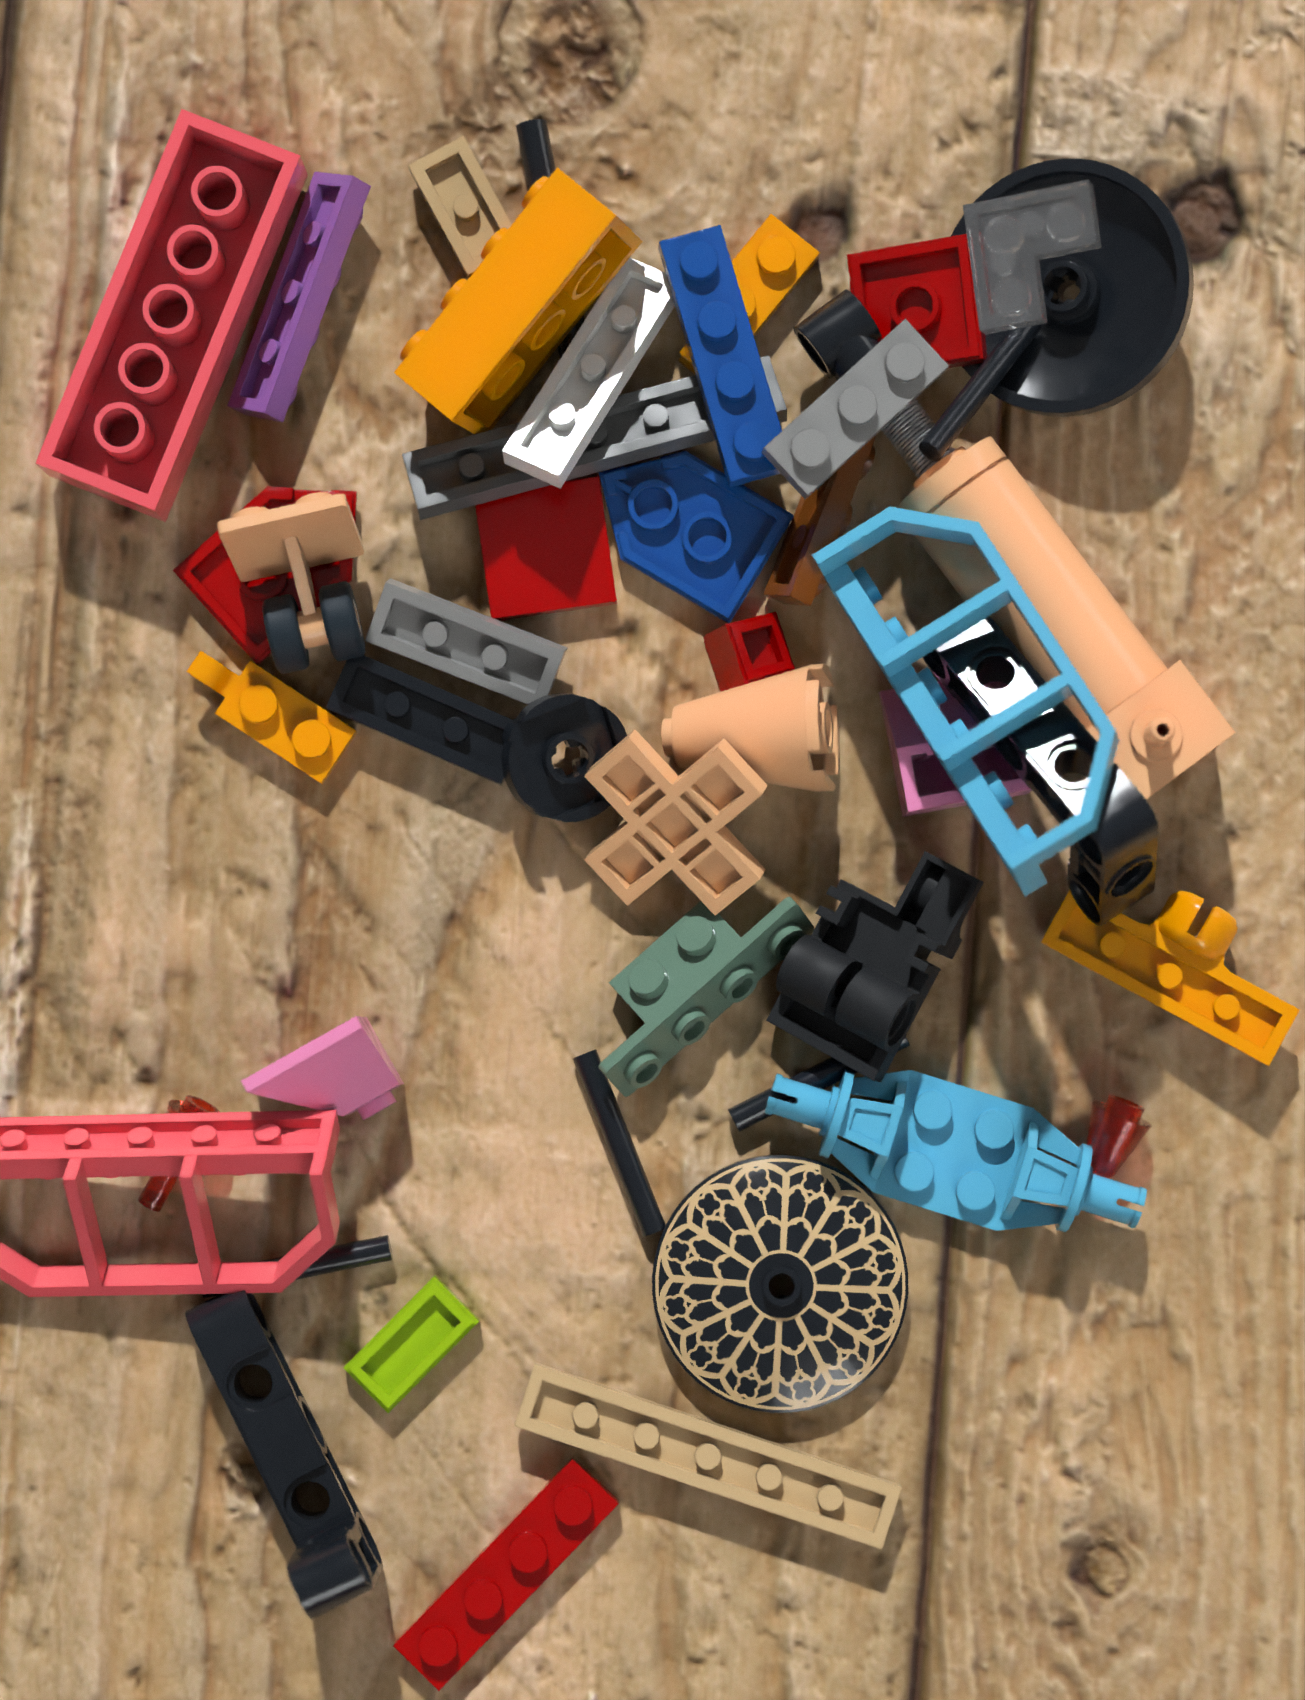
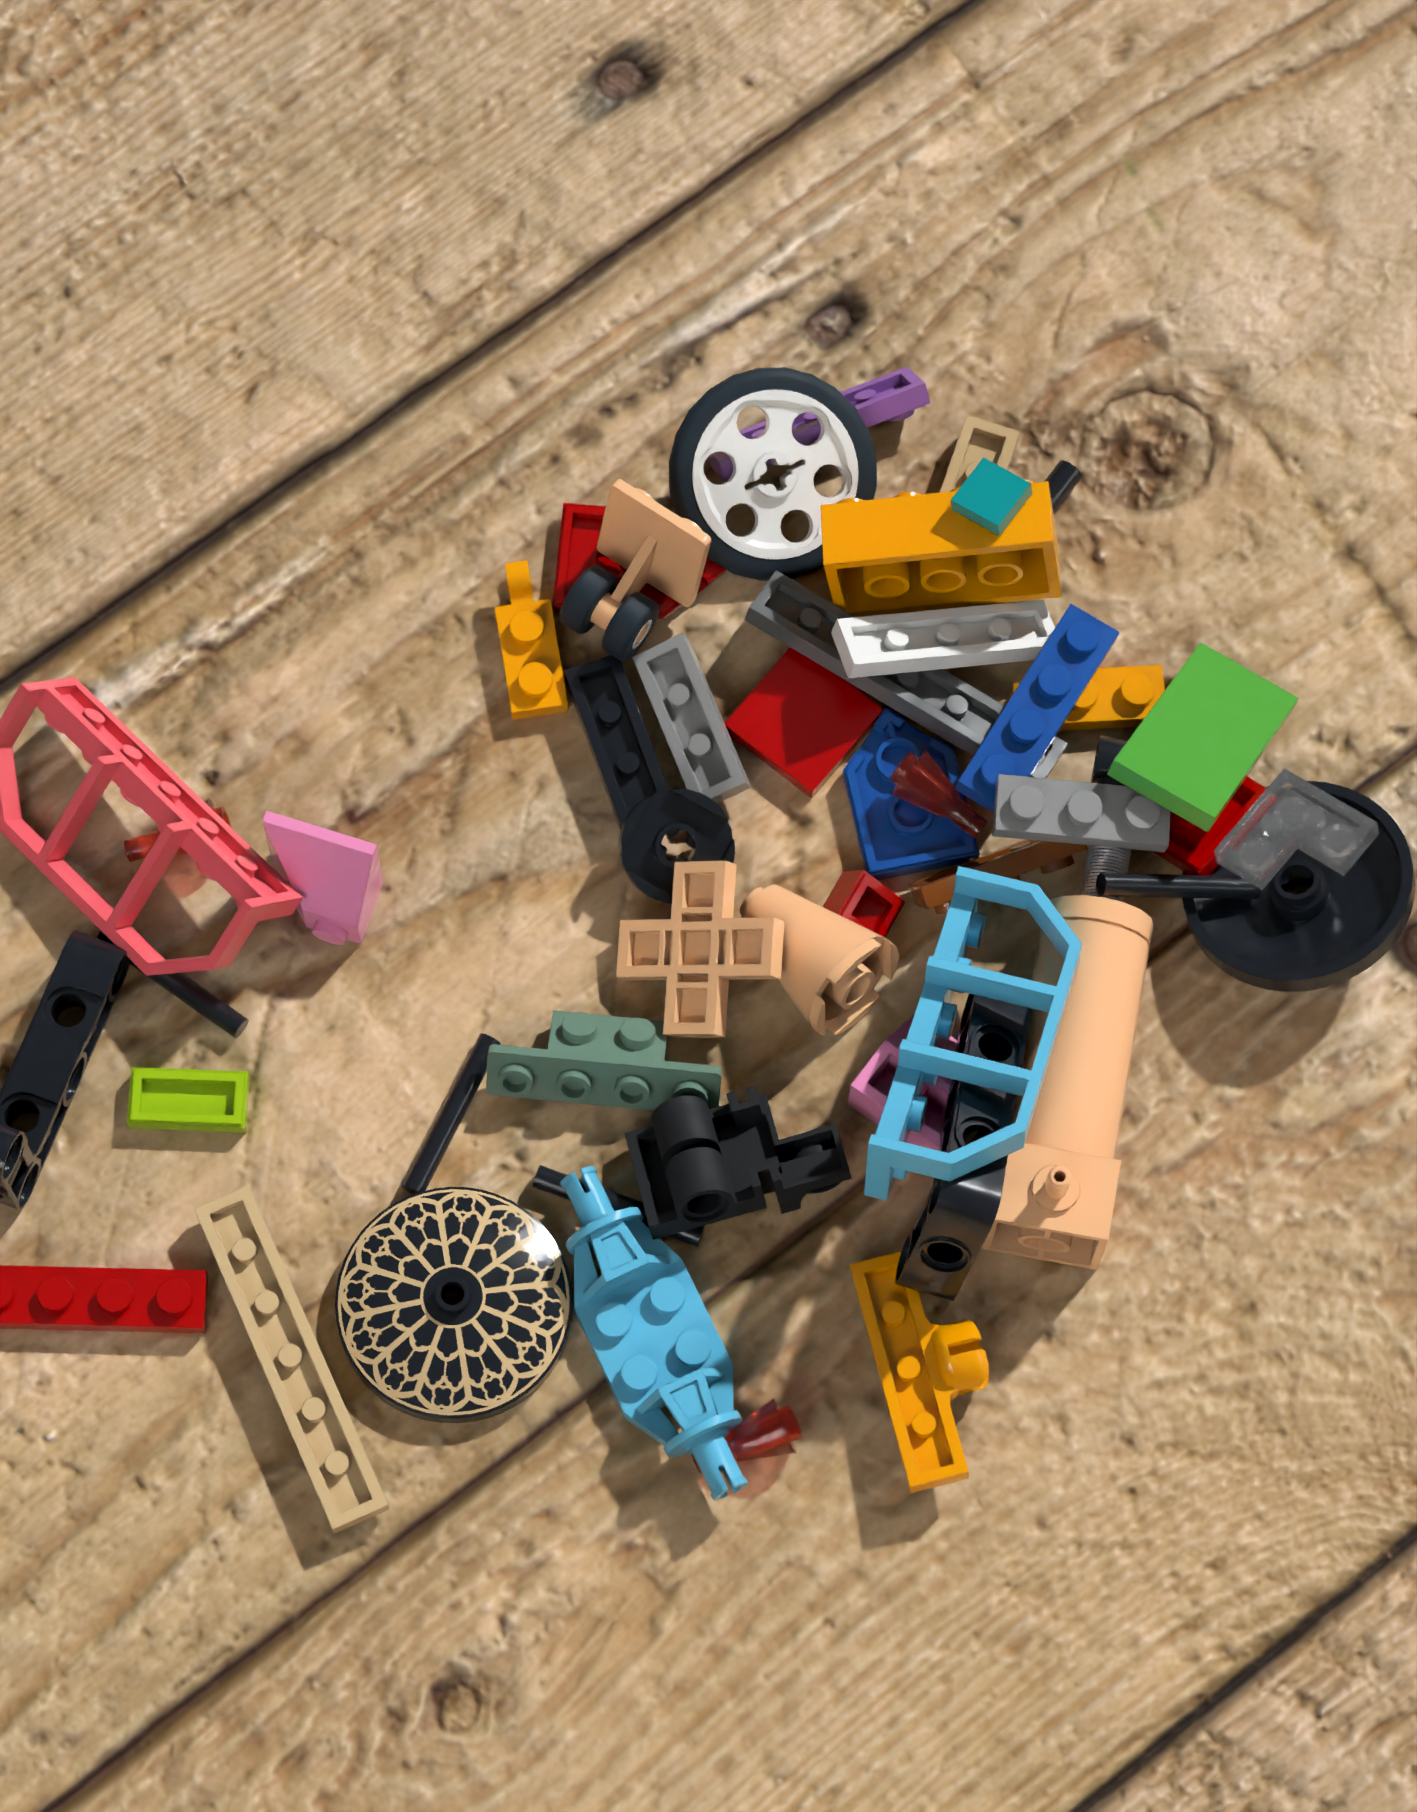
camera: 45 degrees right, 15 degrees down
(173, 315) = (640, 379): coral brick -> none
(234, 393) = (713, 428): none -> white wedge
(529, 228) = (991, 496): none -> teal tile
(704, 507) = (927, 787): none -> clear red cone
(876, 245) = (1203, 737): none -> bright green tile

